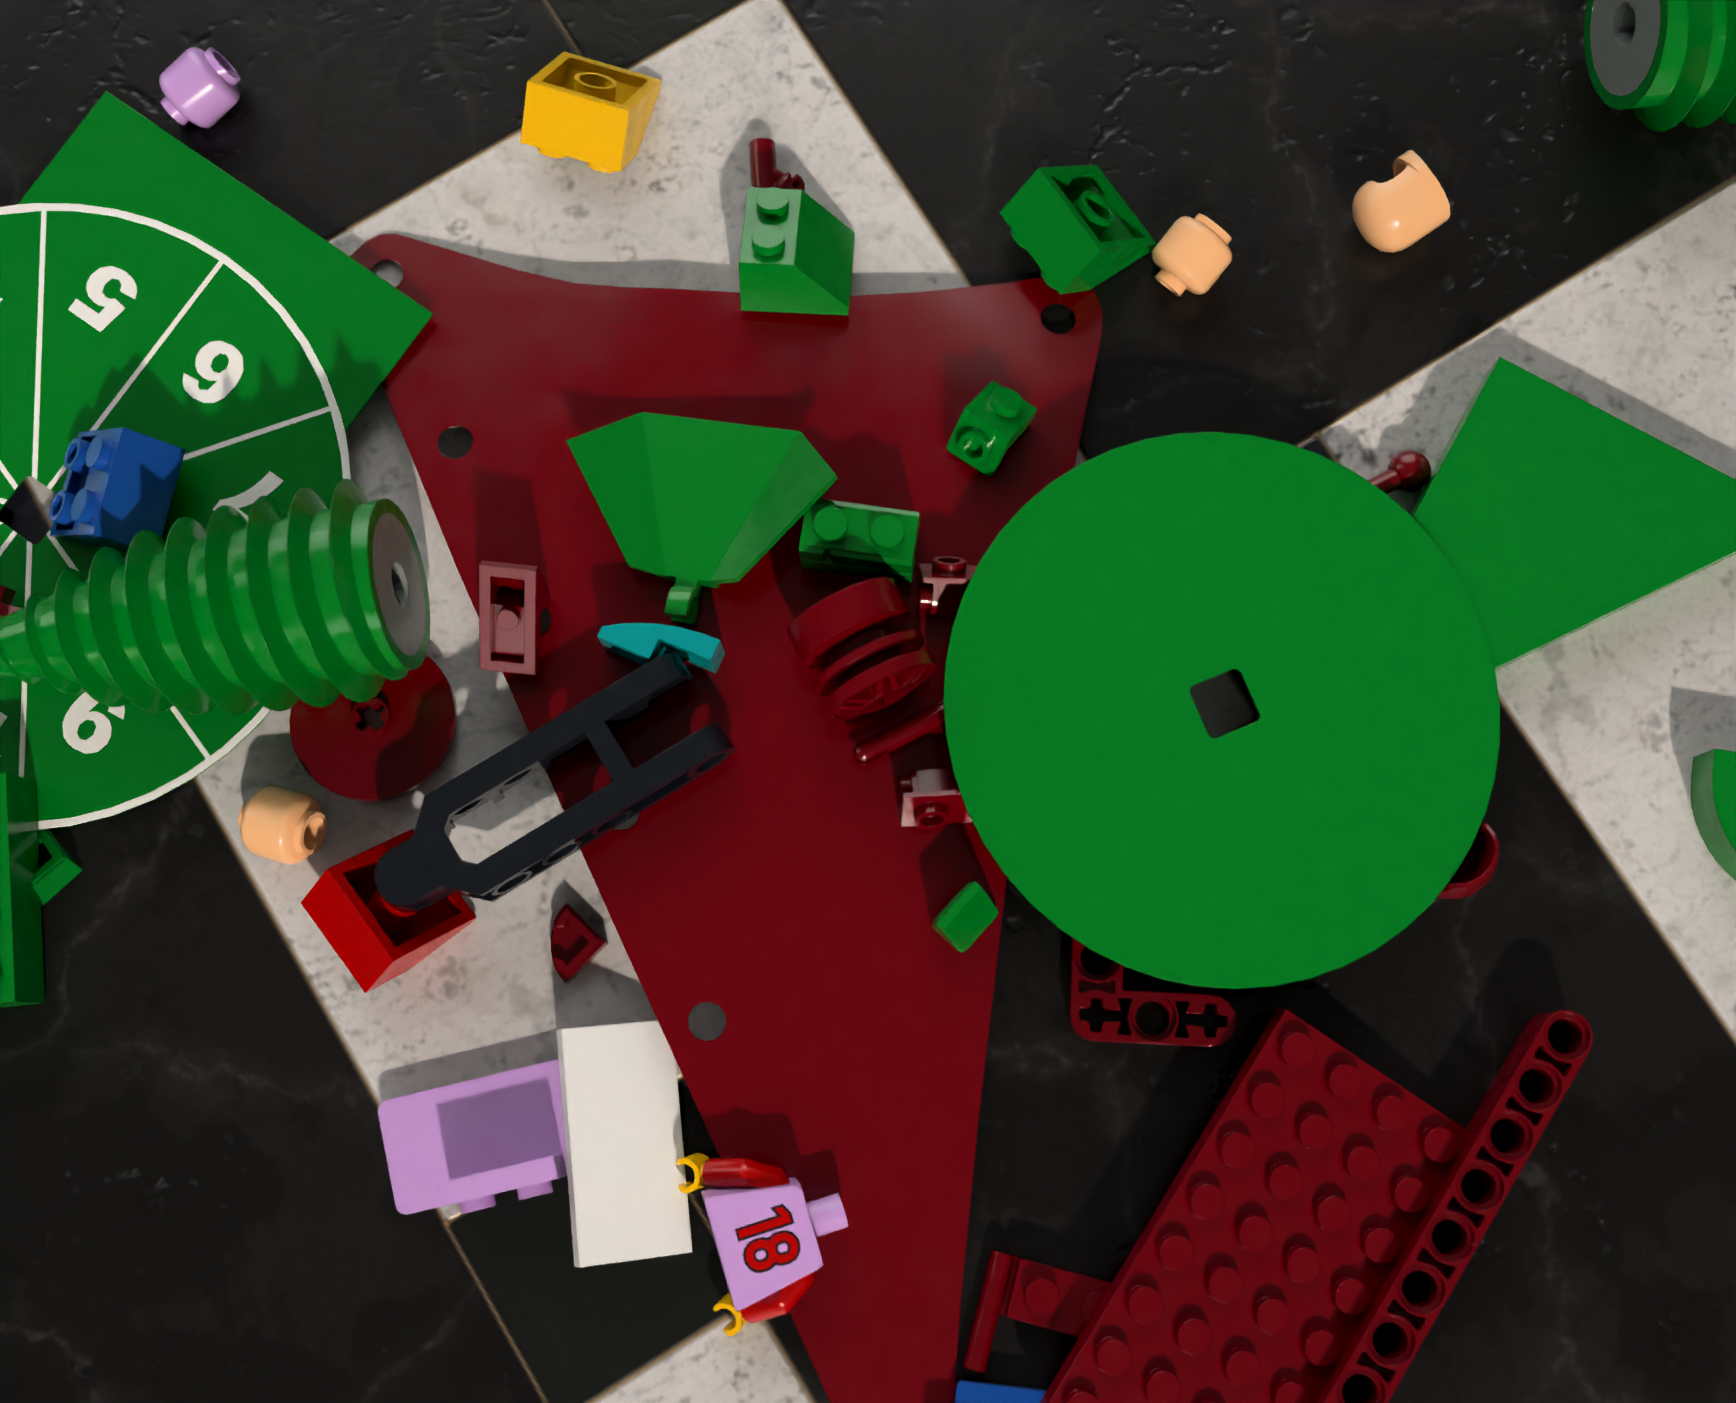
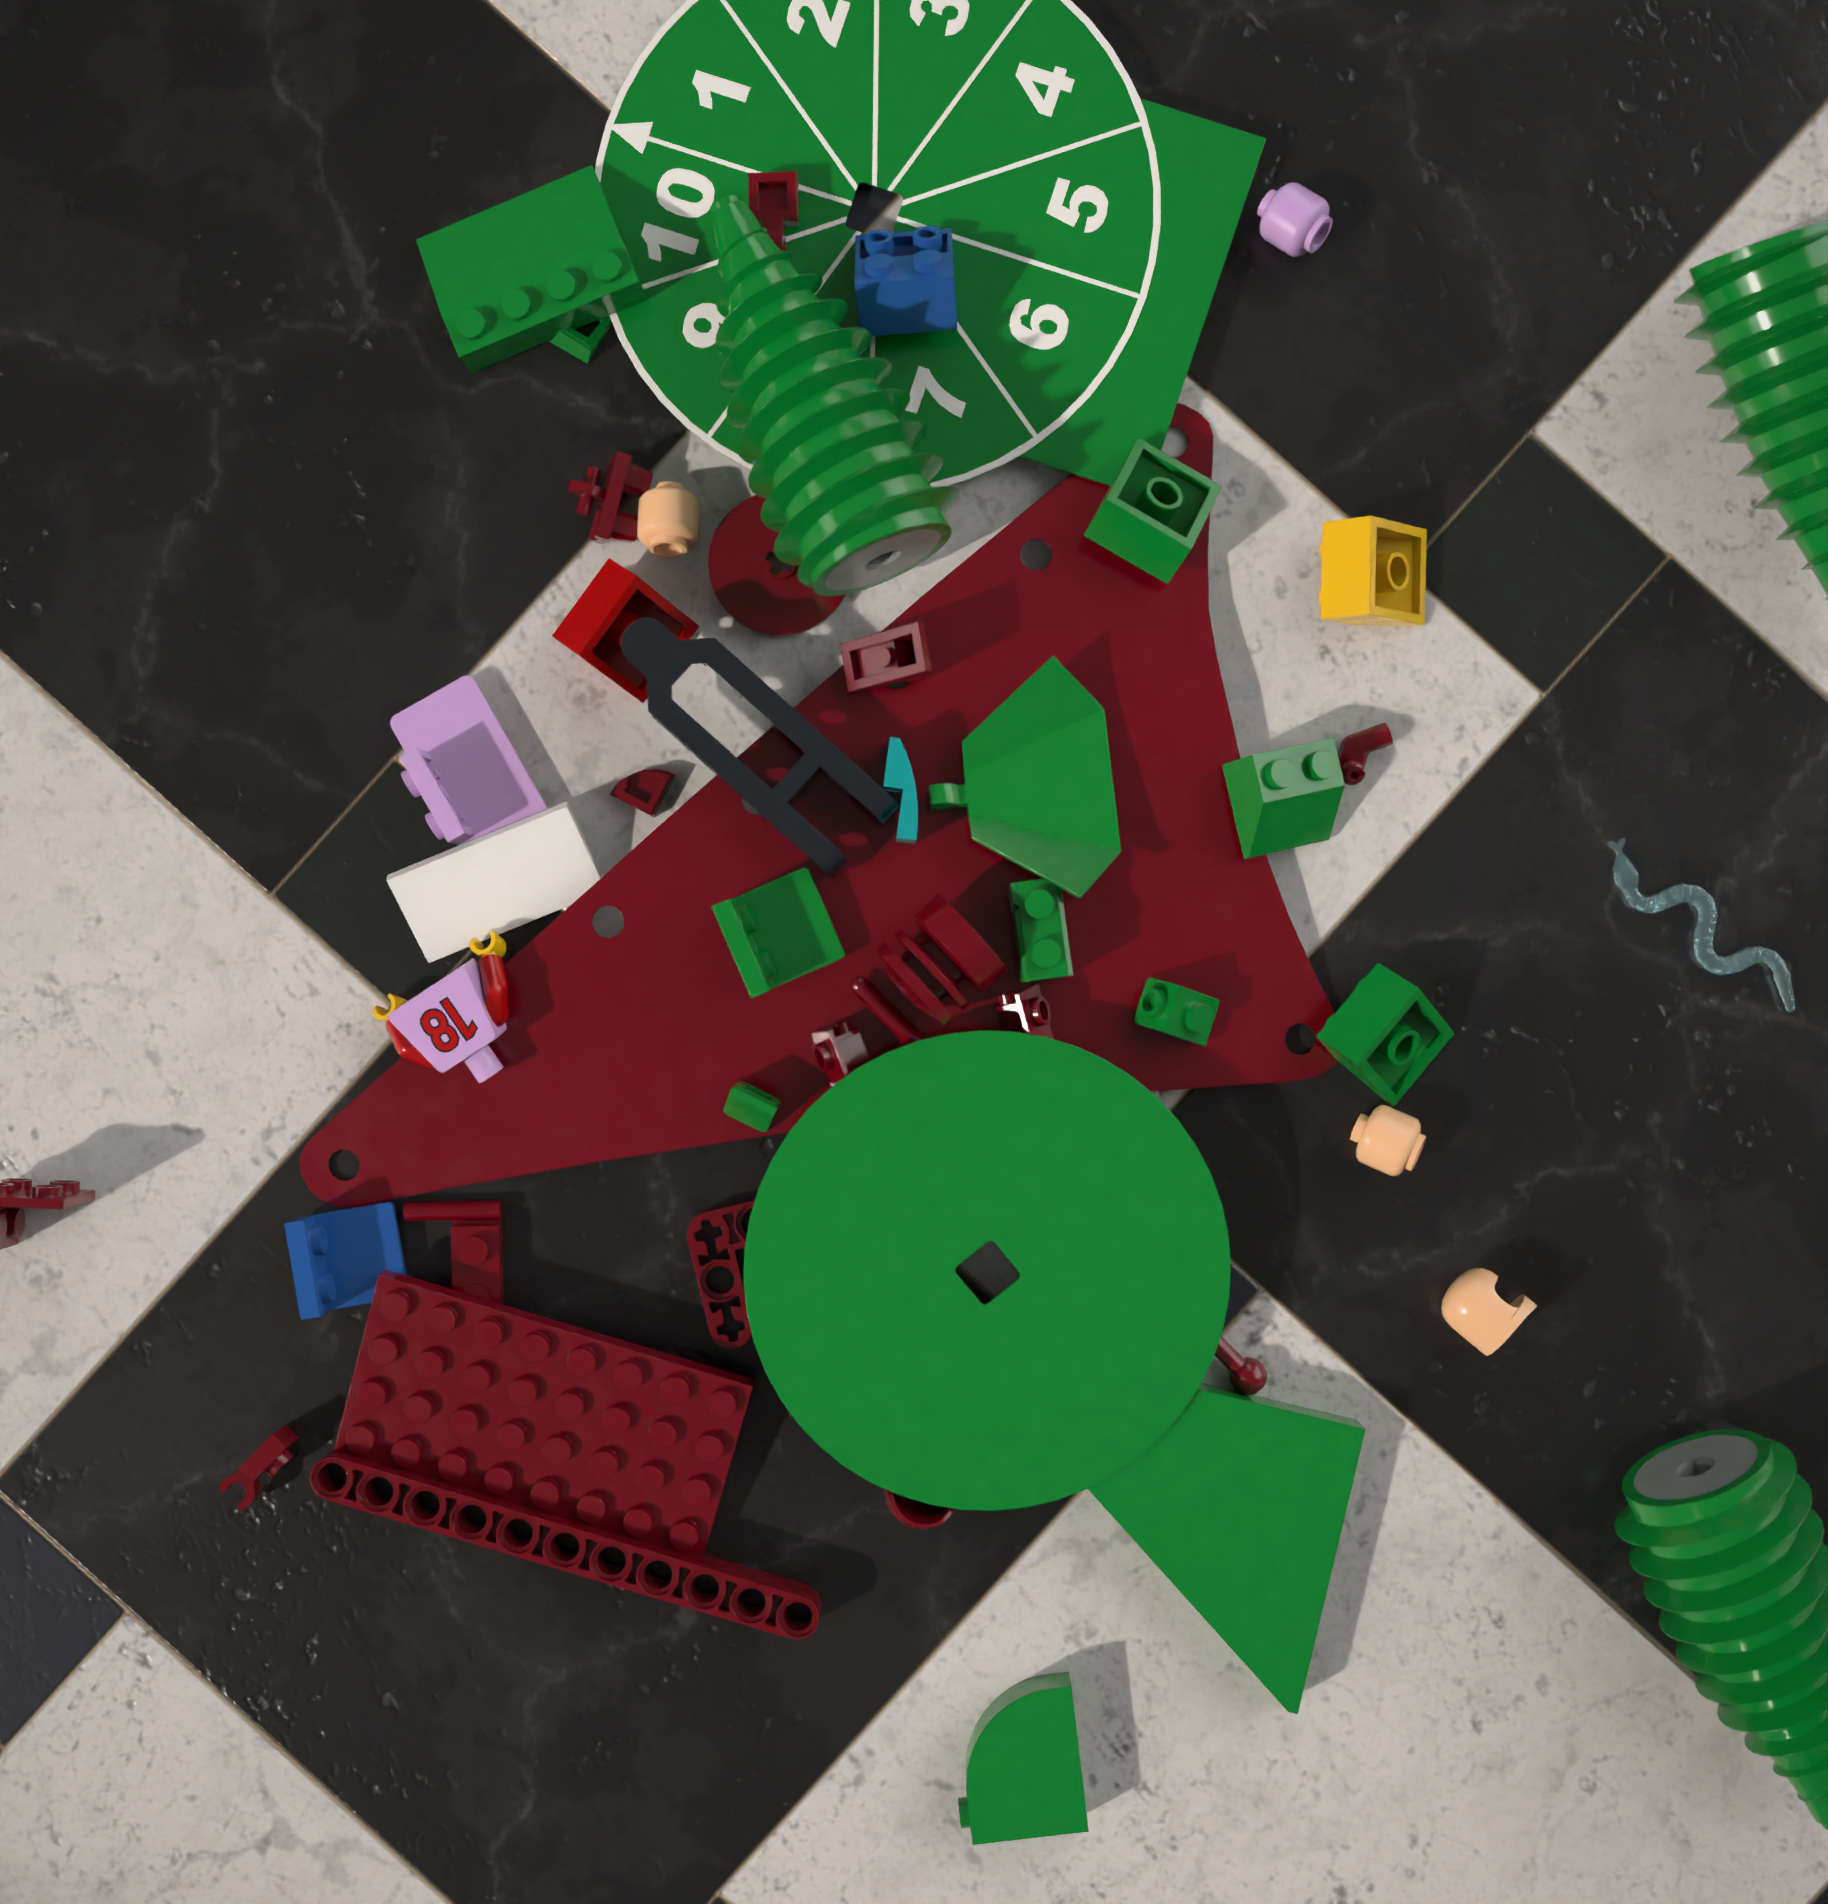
camera: 70 degrees right, 10 degrees up
(219, 867) = (620, 478): none -> dark red hips
(450, 304) = (1153, 511): none -> green slope
(776, 823) = (778, 932): none -> green bracket

